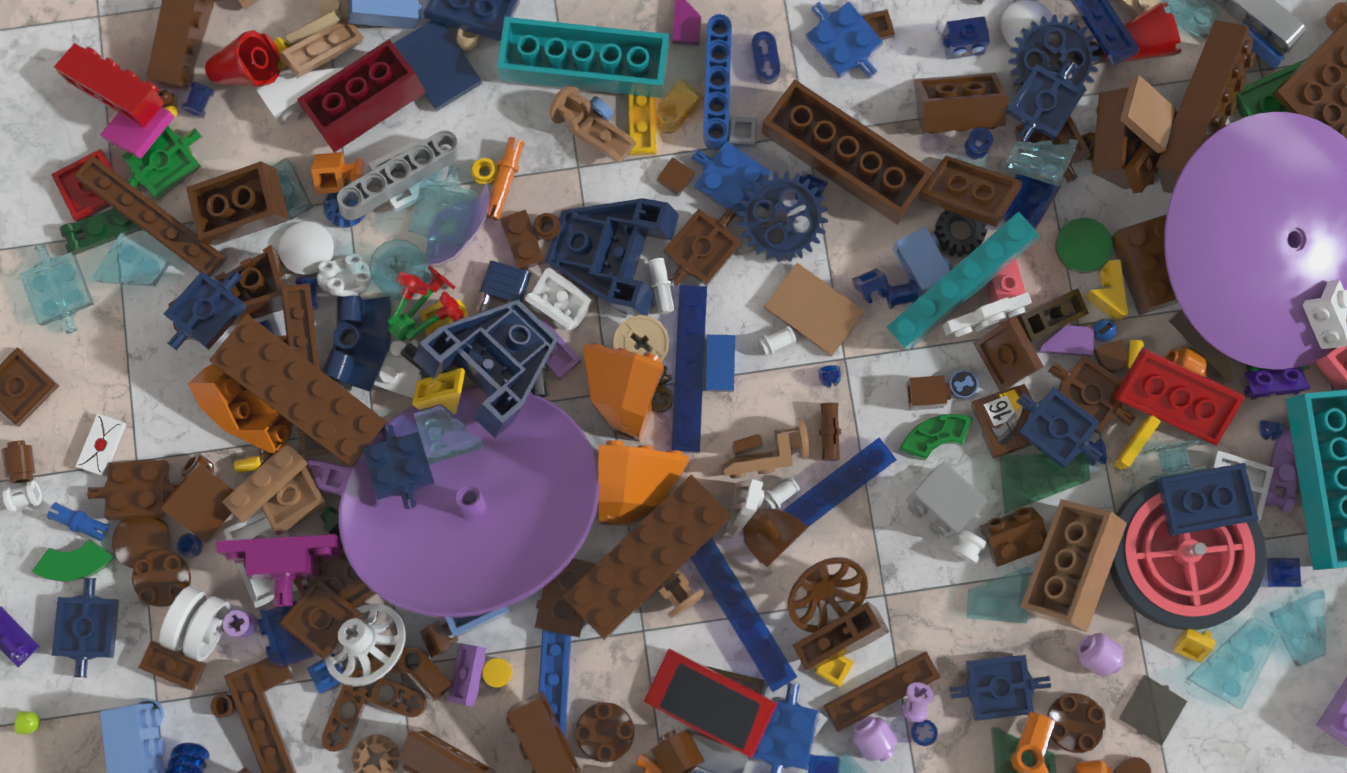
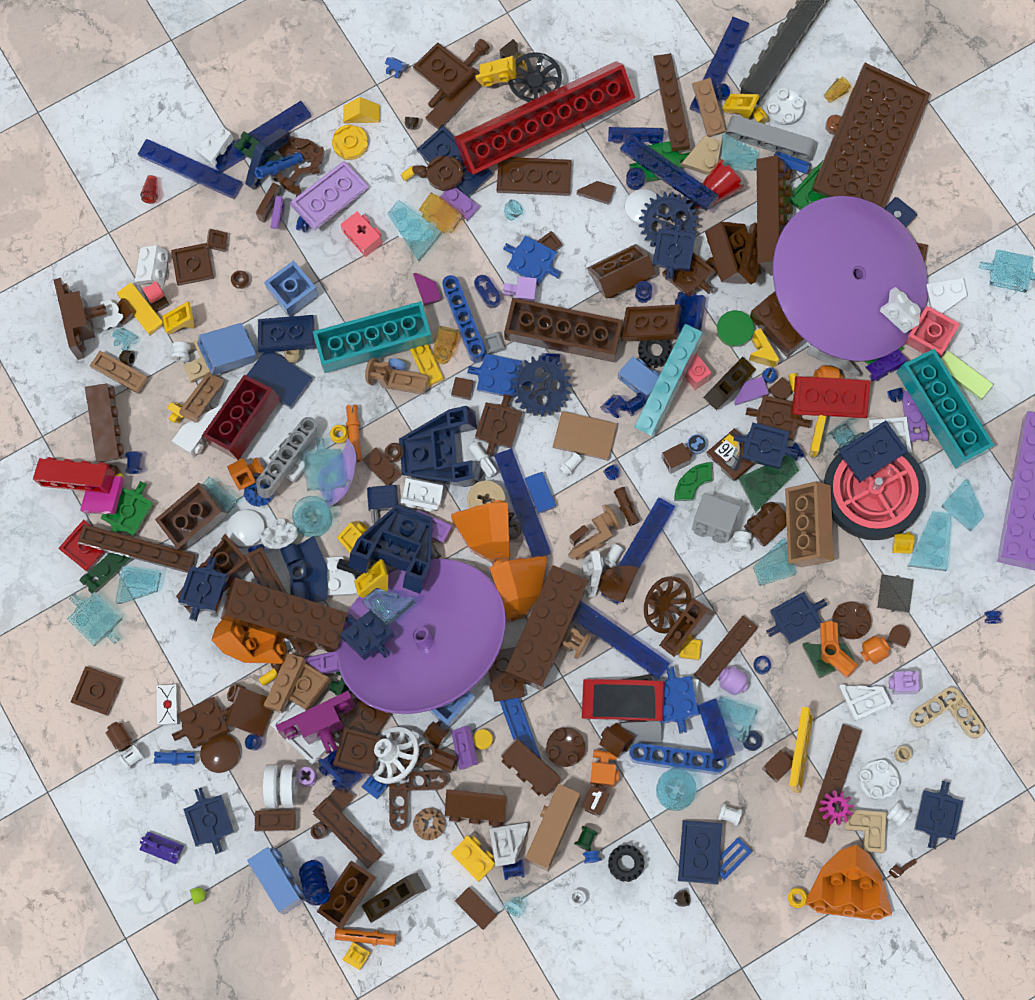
camera: 20 degrees left, 5 degrees down
(73, 565) = (183, 786): green tile -> none
(160, 577) = (243, 770): reddish brown dish -> none
(245, 61) = (156, 426): red cone -> none
(315, 26) = (190, 386): tan tile -> none
(402, 325) = (330, 548): plant -> none
(817, 75) = (524, 289): none -> lavender brick
(917, 702) = (749, 646): lavender bush -> none
(965, 37) = (608, 229): clear blue head -> none
(987, 315) = (693, 394): white plate -> none
(1008, 354) = (716, 413): reddish brown plate -> none
(1041, 160) = (686, 286): clear light blue wing -> none
(1100, 654) = (849, 572): lavender head -> none
(1148, 114) = (739, 233): medium nougat tile -> none
(1284, 572) = (939, 478): clear blue tile -> none

